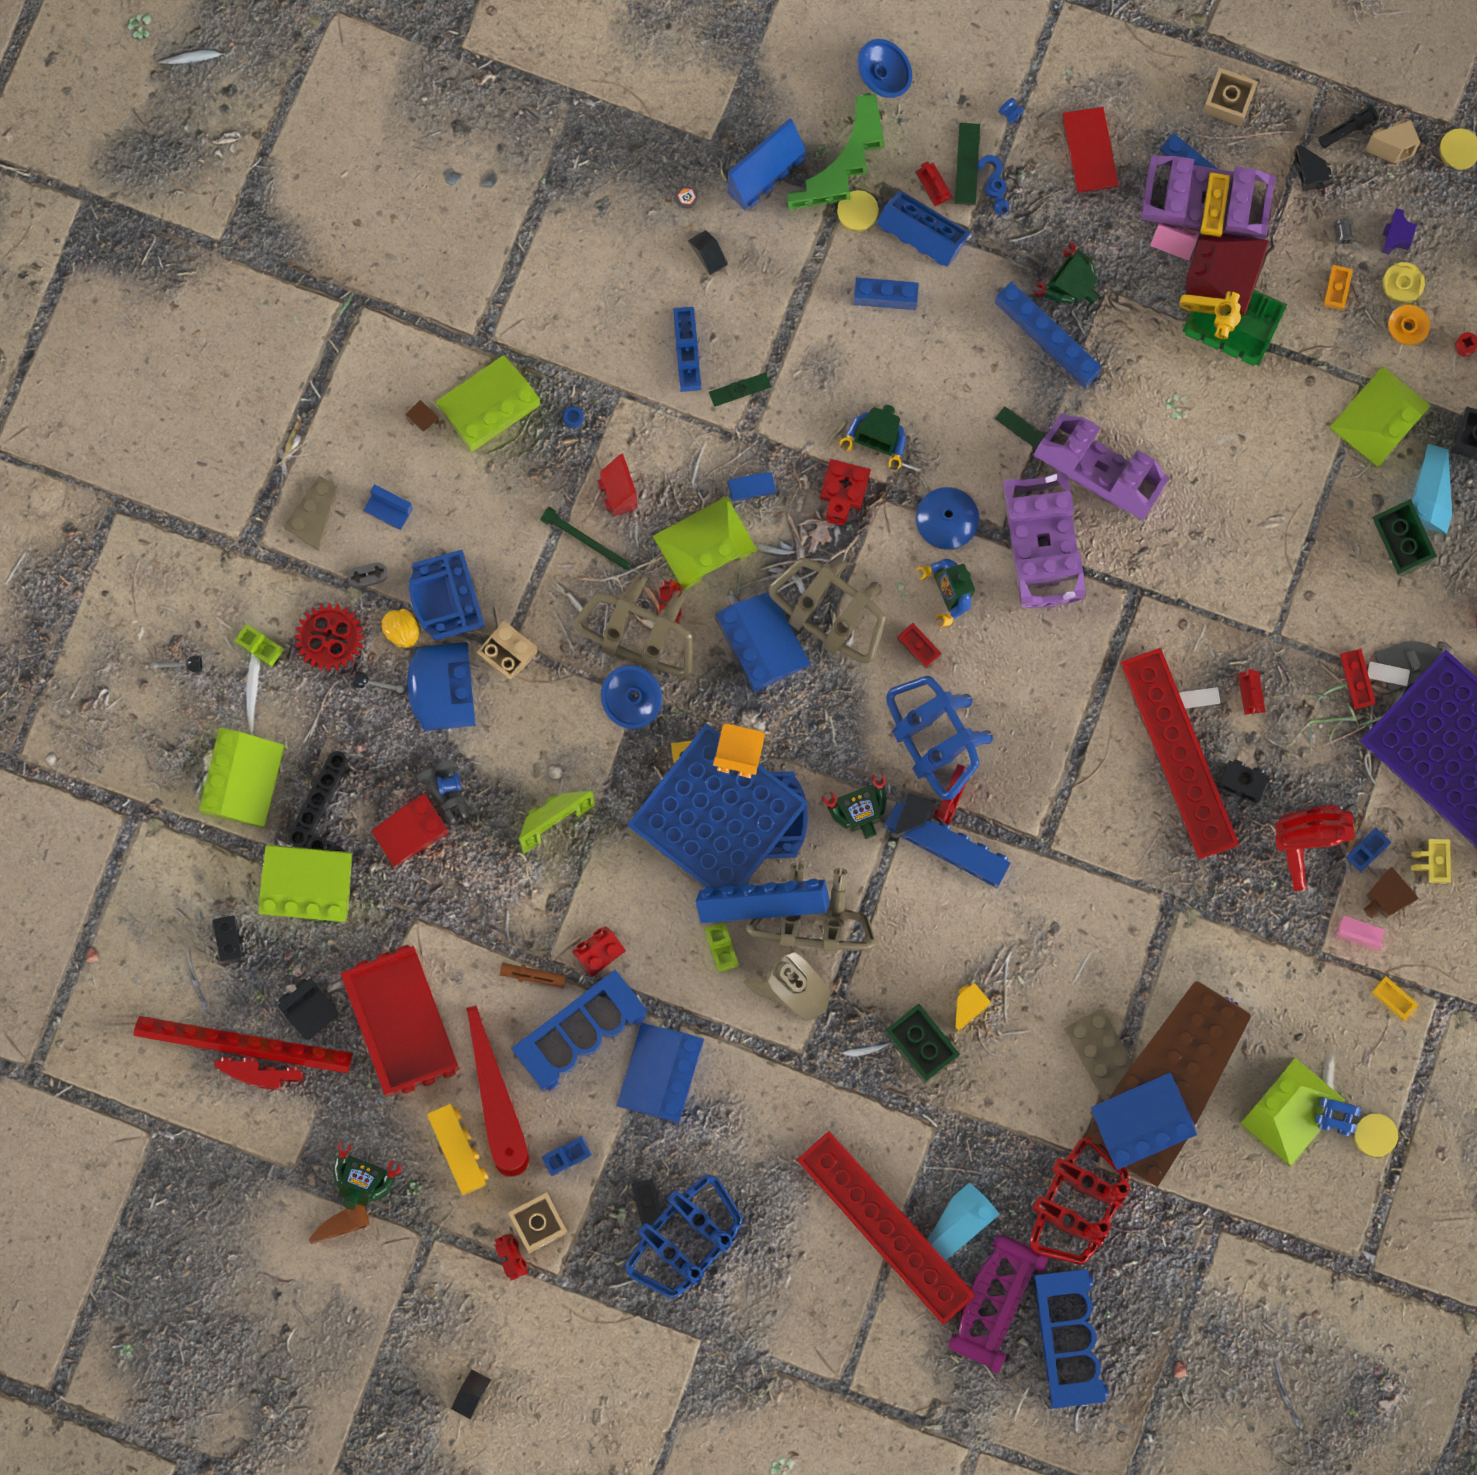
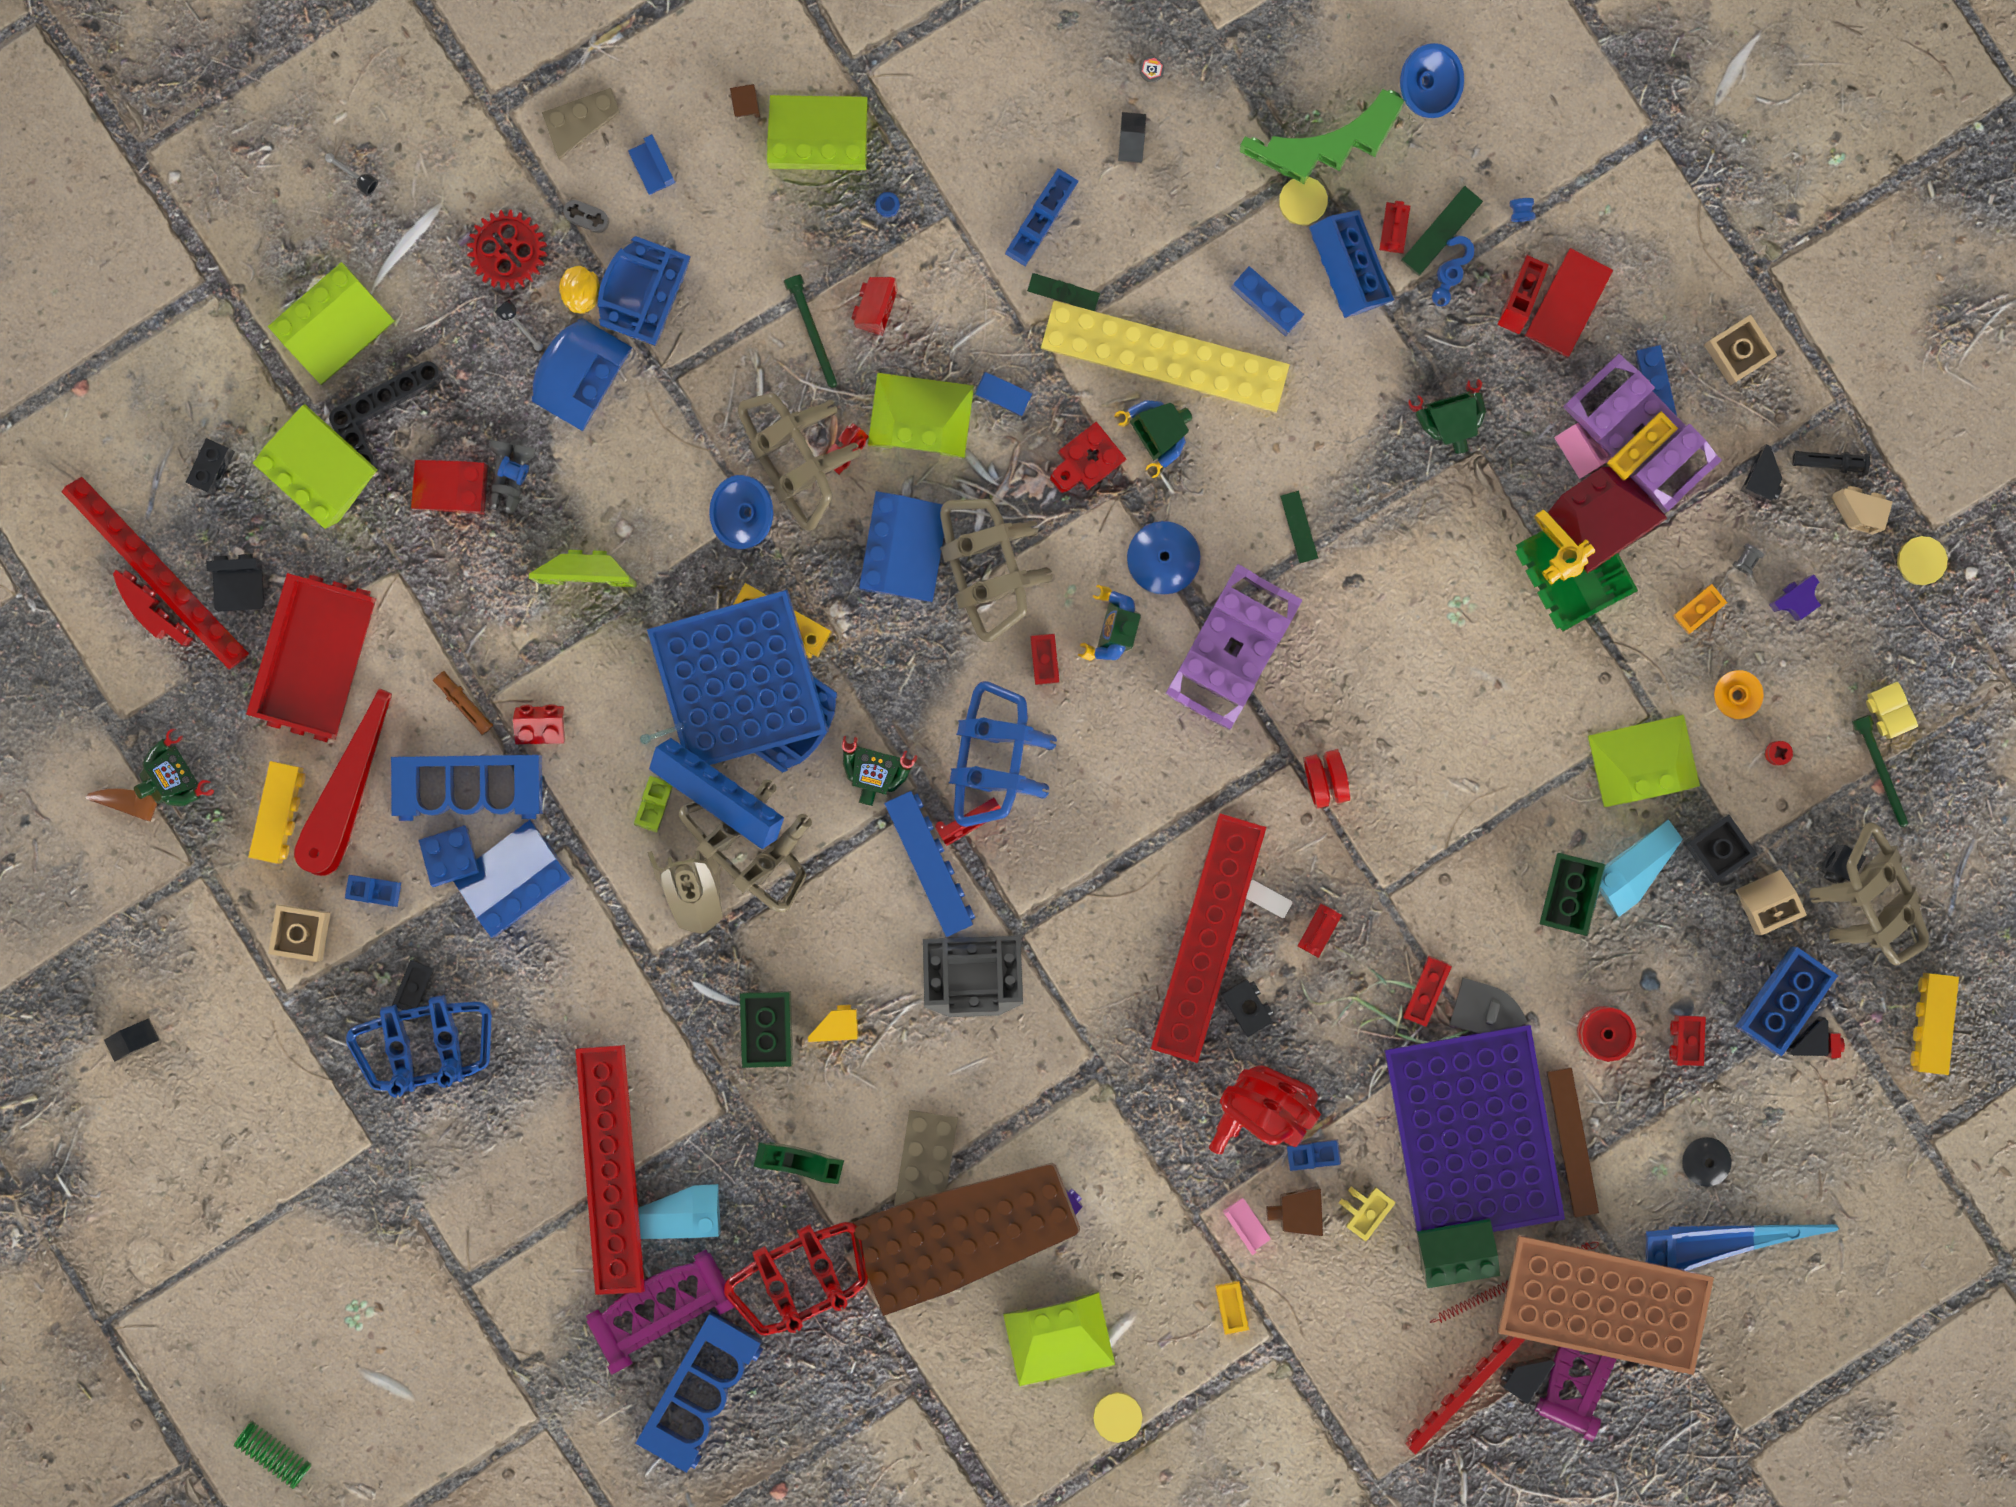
camera: 40 degrees right, 10 degrees up
(258, 645) = (438, 209): lime slope -> none
(507, 650) = (659, 384): tan slope -> none
(508, 1247) = (254, 955): red hinge -> none
(603, 1090) = (449, 856): none -> blue plate
(681, 905) = (647, 738): none -> clear light blue hinge
(739, 750) = (794, 639): light orange bracket -> none
(766, 165) = (1246, 94): blue slope -> none
(843, 381) = (1165, 356): none -> light yellow plate
(914, 815) = (915, 816): black slope -> none
(1017, 1120) = (799, 1161): none -> dark green arch
(1037, 899) = (972, 975): none -> dark grey slope
(1048, 334) = (1390, 453): blue brick -> none
(1056, 166) = (1523, 295): none -> red slope
(1101, 468) = (1340, 617): medium lavender piece -> none
(1144, 1121) = (911, 1252): blue slope -> none
(1176, 582) = (1330, 778): none -> red wheel
(1326, 1120) = (1082, 1374): blue brick -> none
(1388, 673) = (1460, 1007): white sticker -> none
(1403, 282) = (1766, 649): light yellow tile -> none

